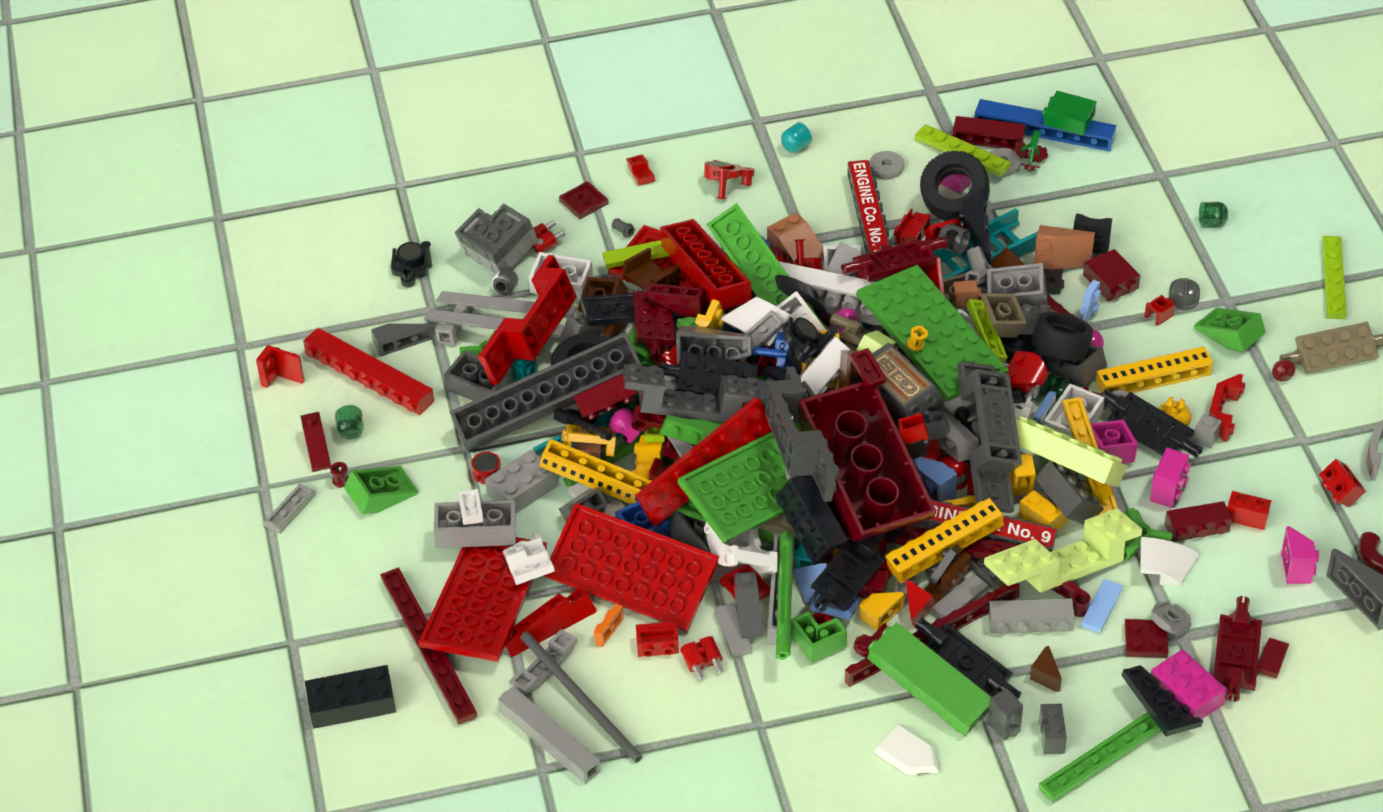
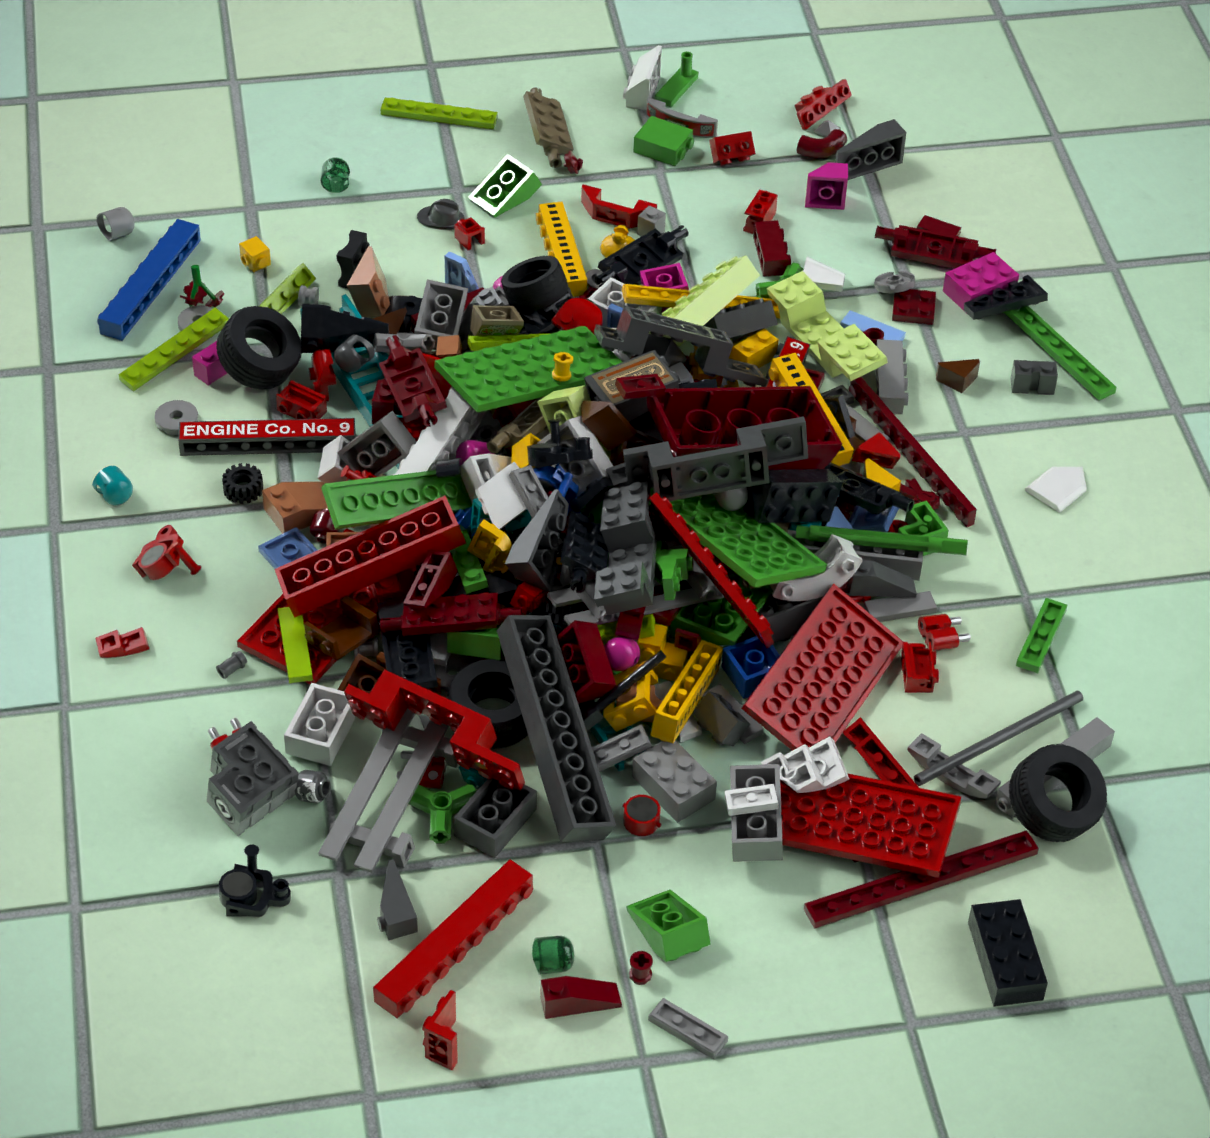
camera: 90 degrees left, 0 degrees up
(522, 732) = (1079, 776): none -> black tyre
(537, 435) = (621, 747): none -> light grey tile
(583, 200) = (164, 704): dark red tile -> none
(609, 624) = (897, 707): orange plate -> none
(707, 730) = (1041, 635): none -> bright green plate
(815, 201) = (242, 492): none -> black tyre
(913, 429) = (708, 379): red window -> none
(929, 678) = (982, 449): bright green brick -> none
(968, 658) = (955, 425): black plate -> none
(988, 132) = (150, 323): dark red brick -> none
(1005, 714) = (1026, 402): dark grey brick -> none
(1043, 204) = (288, 290): none -> lime plate
(1046, 217) = (308, 295): none -> light grey wheel
(1069, 112) = (156, 244): green brick -> none
(1092, 180) = (254, 254): none -> yellow brick
(1106, 94) = (120, 221): none -> light grey helmet
(1113, 273) = (410, 259): dark red brick -> none
(1170, 478) = (716, 246): dark pink brick -> none
(1340, 434) = (663, 141): none -> bright green brick

